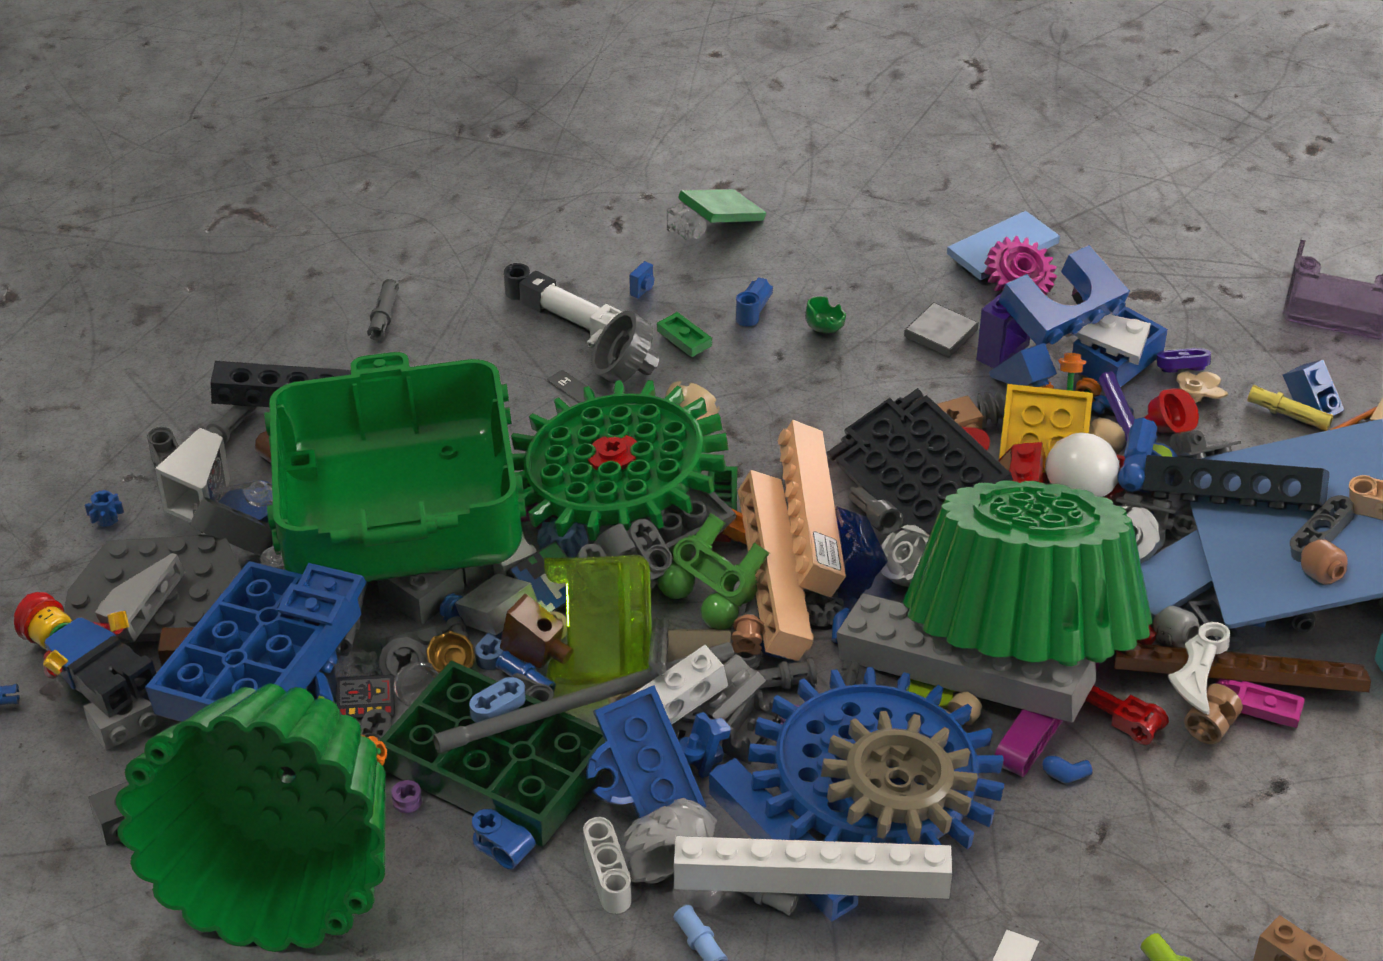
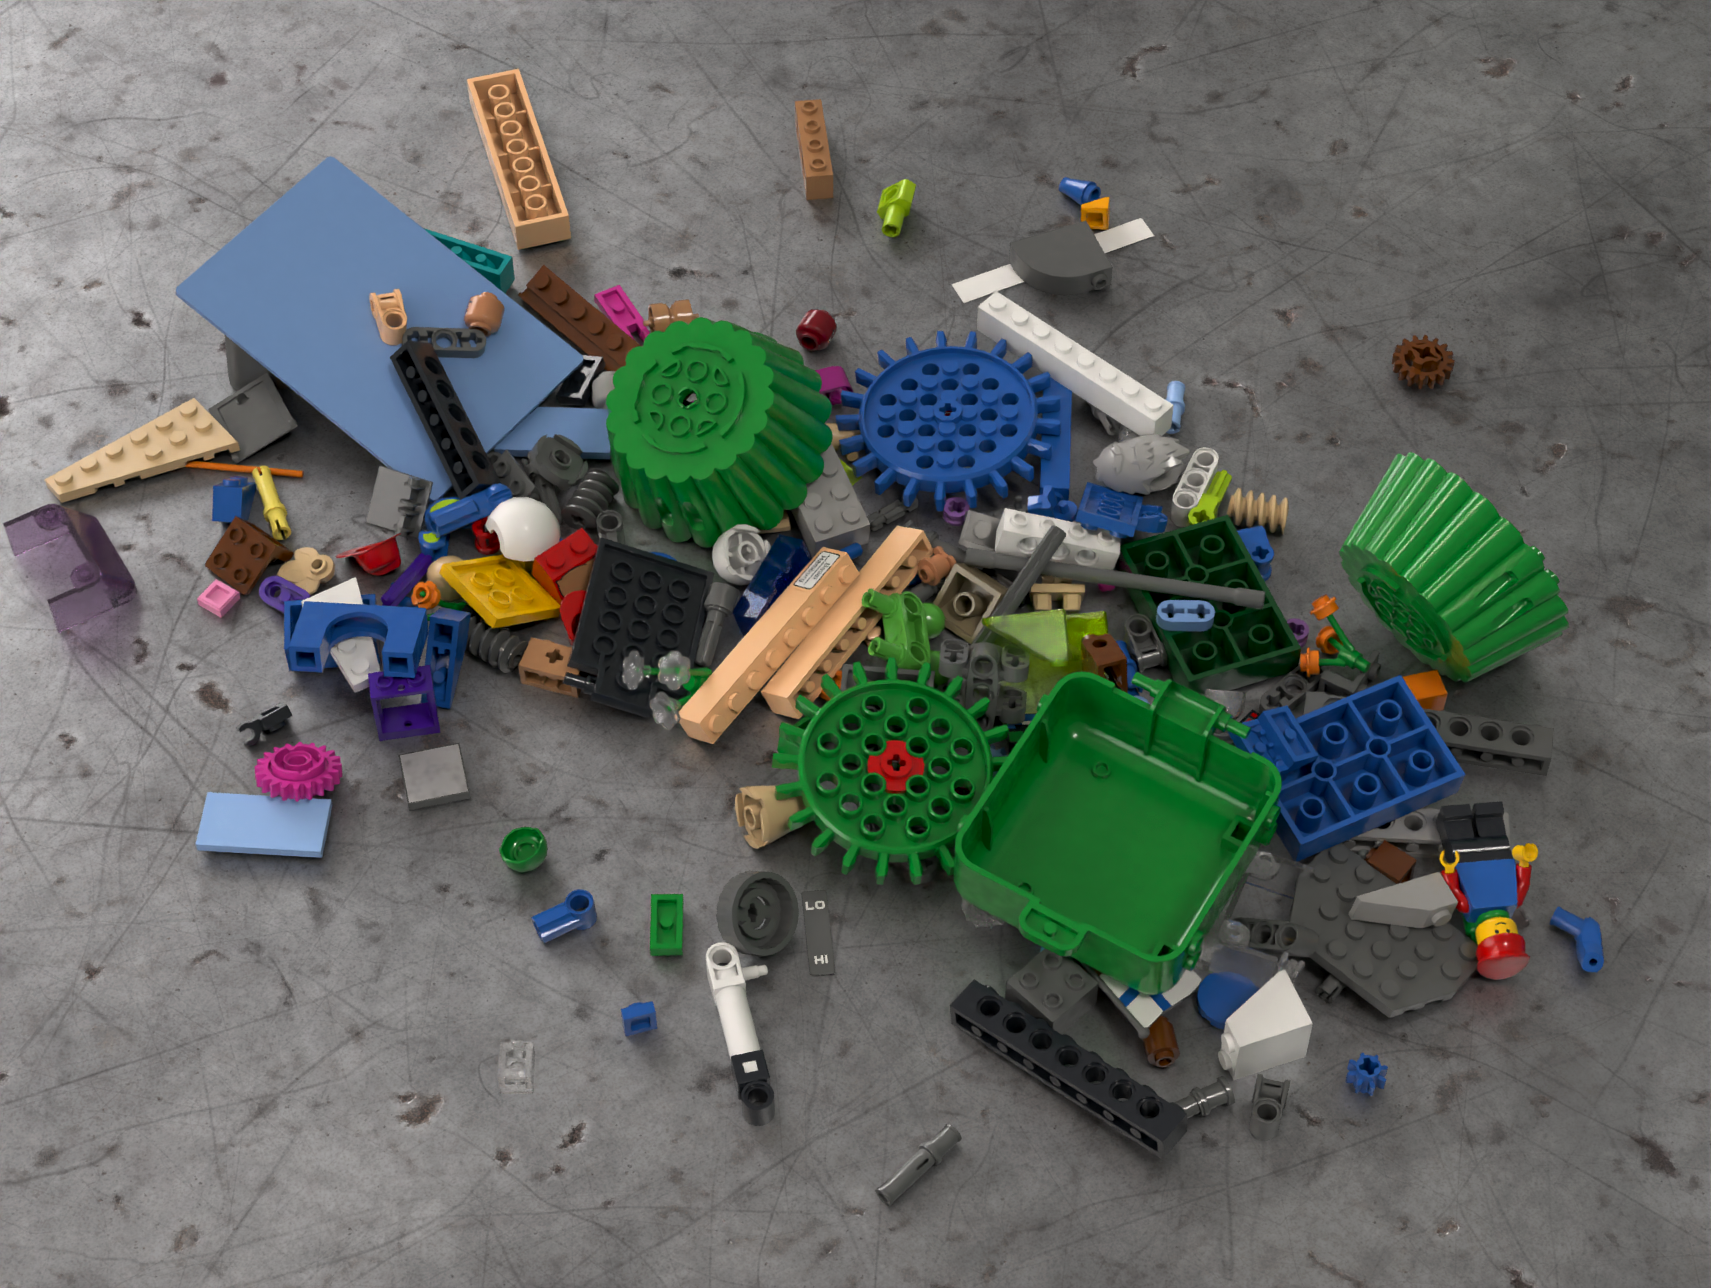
camera: 140 degrees left, 10 degrees up
(526, 873) = (1258, 510): none -> tan piece
(573, 844) = (1209, 502): none -> lime connector
(722, 205) = (466, 1051): tile -> none
(835, 423) = (672, 671): none -> clear plant
(914, 760) = (955, 351): dark tan gear -> none
(1065, 771) = (811, 358): blue arm -> none
(1089, 792) = (816, 330): none -> dark red head
(1192, 678) = (636, 339): white piece -> none
(1230, 341) = (218, 598): none -> bright pink tile
(1251, 369) = (245, 554): none -> reddish brown bracket

